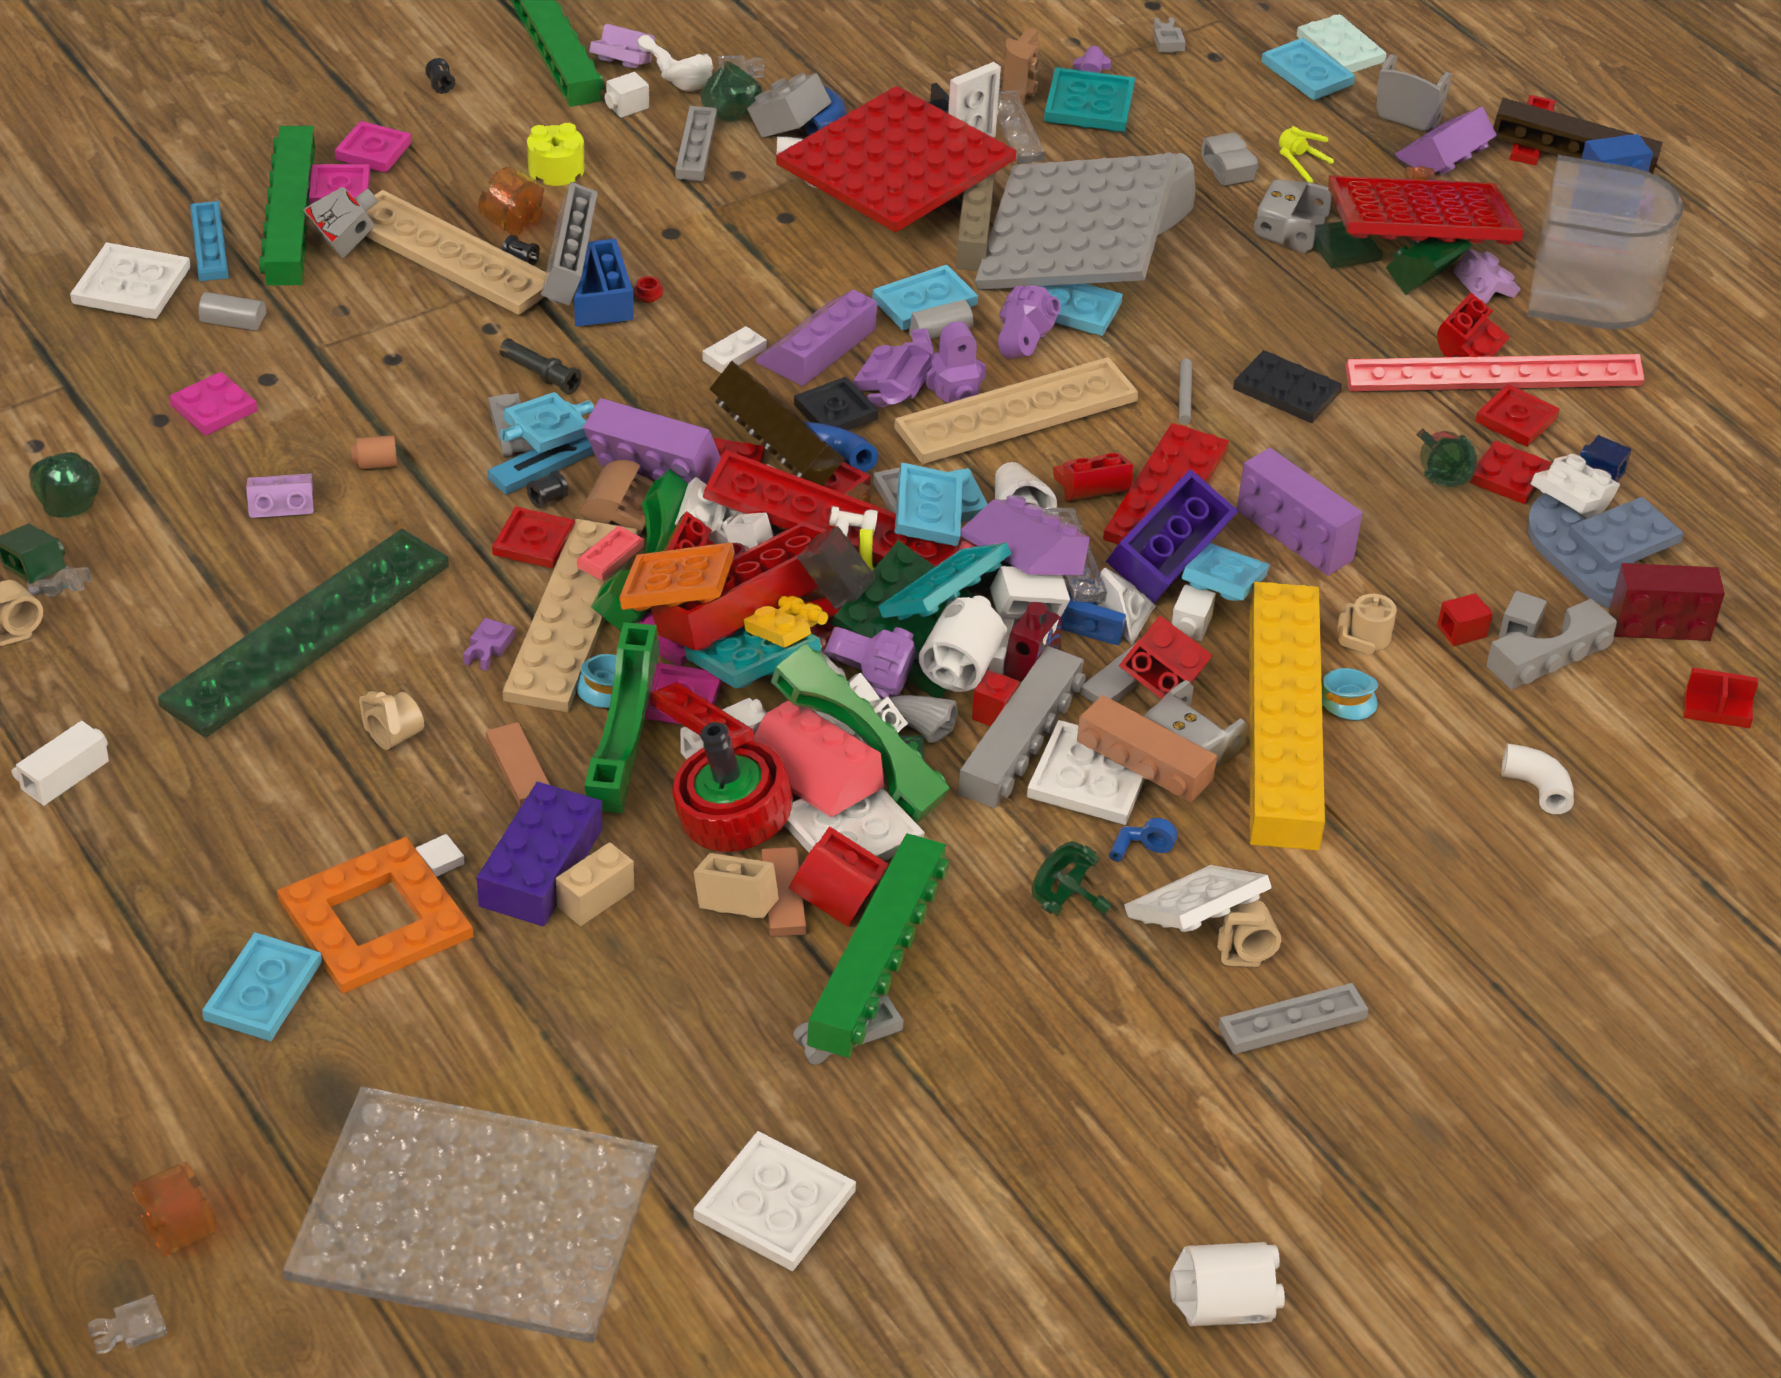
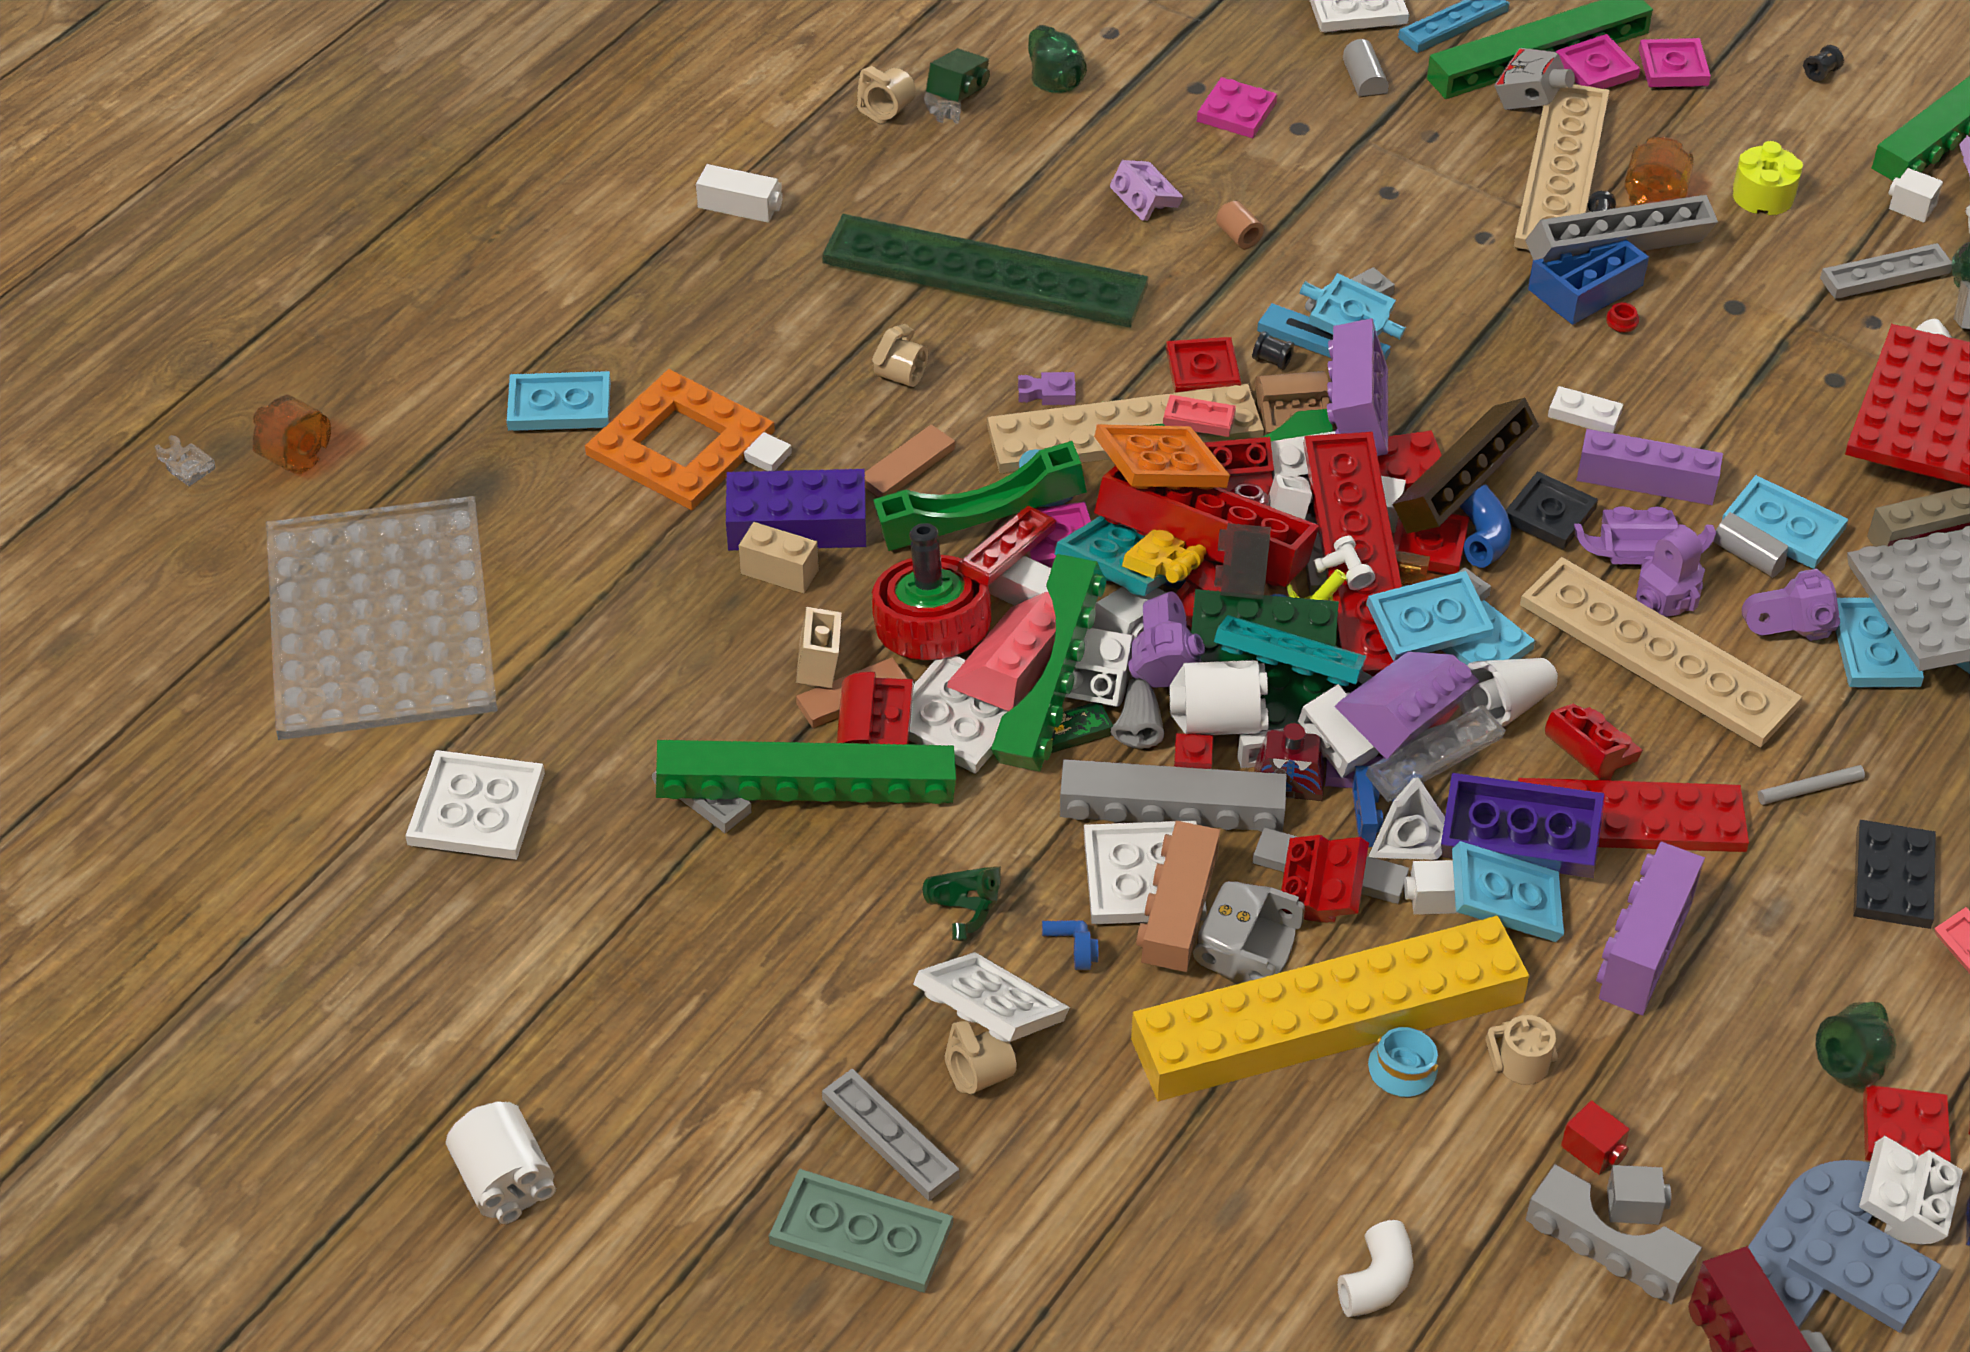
camera: 70 degrees right, 5 degrees up
(550, 370) = (1444, 292): pearl dark grey pin -> none
(1383, 1068) = (861, 1230): none -> sand green plate

